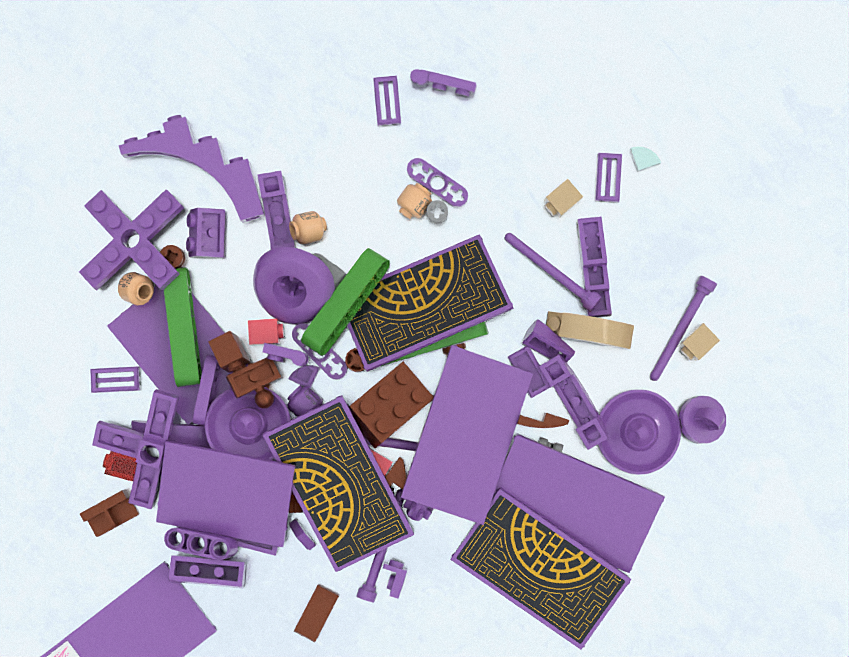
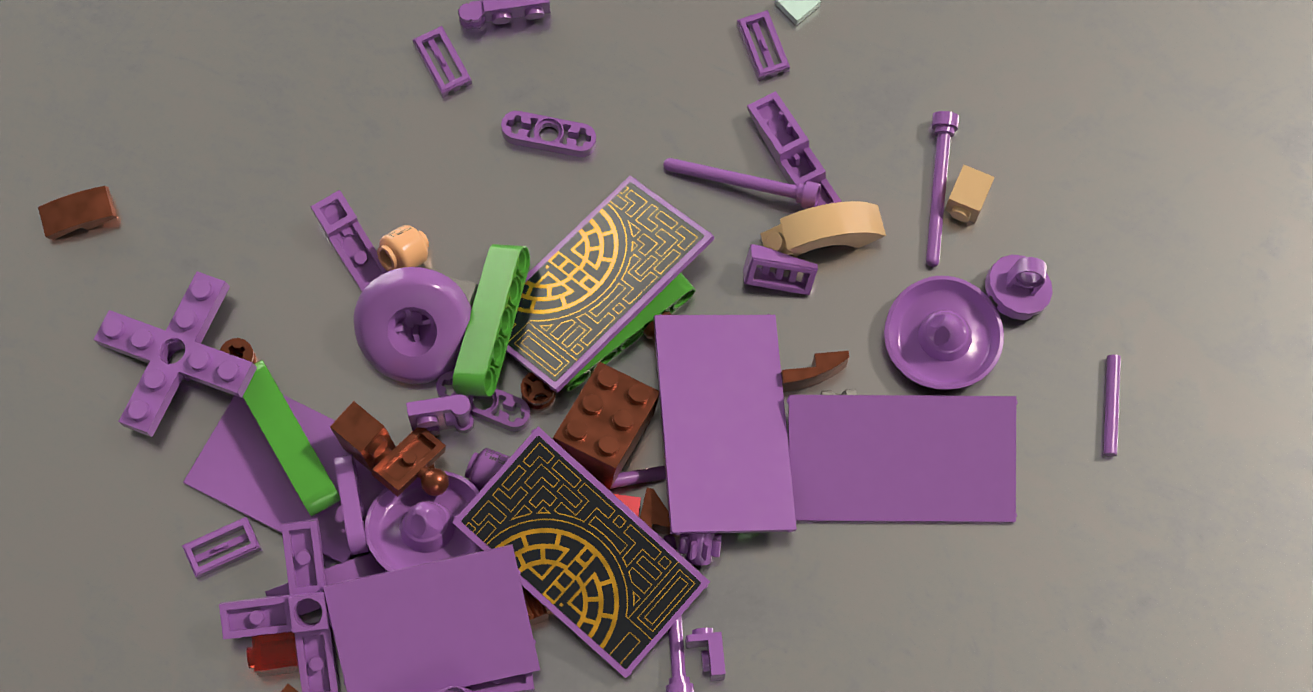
camera: 25 degrees left, 15 degrees down
(104, 111) = (77, 210): none -> copper slope
(135, 288) = (204, 413): light nougat head -> none
(179, 143) = (232, 213): medium lavender arch -> none
(206, 232) = (270, 309): medium lavender bracket -> none
(265, 331) = (393, 398): coral brick -> none
(301, 534) = (559, 646): medium lavender tile -> none
(304, 375) = (475, 439): medium lavender tile -> none
(414, 201) = (529, 165): light nougat head -> none
(443, 208) = (564, 156): light grey bush -> none
(525, 360) = (758, 303): medium lavender tile -> none
(541, 569) = (898, 562): black piece -> none
(562, 198) = (717, 89): tan brick -> none
(575, 400) = (844, 327): medium lavender slope -> none
(727, 523) = (1112, 405): none -> medium lavender bar

